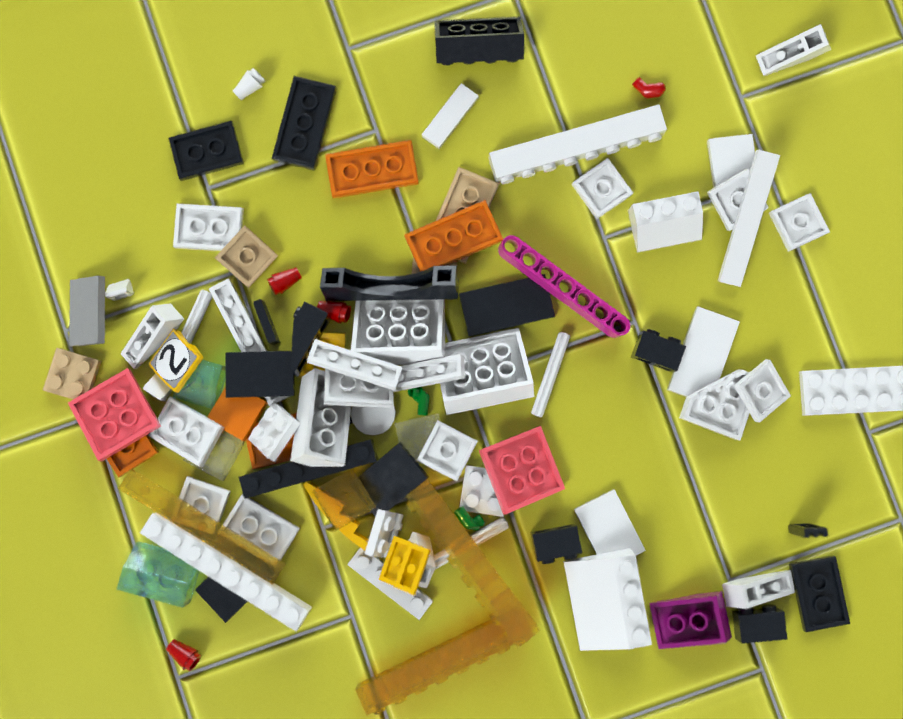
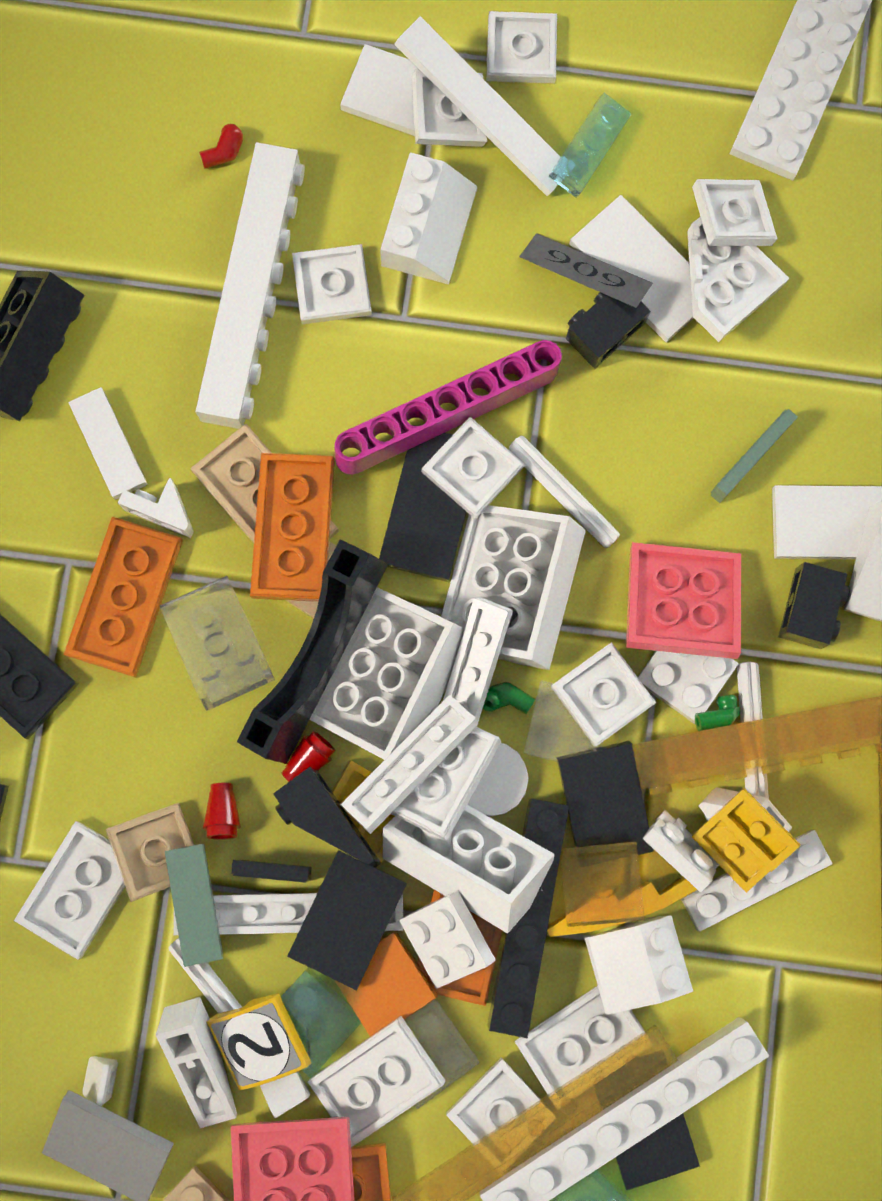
camera: 70 degrees left, 5 degrees down
(228, 290) = (194, 905): none -> sand green tile
(312, 539) = (638, 964): none -> white slope
(371, 230) = (216, 643): none -> clear slope
(429, 167) = (167, 512): none -> white slope
(537, 317) = (472, 467): none -> white tile
(625, 469) = (753, 455): none -> sand green tile
(682, 323) = (586, 270): none -> flat silver sticker
(759, 289) = (589, 145): none -> clear light blue plate

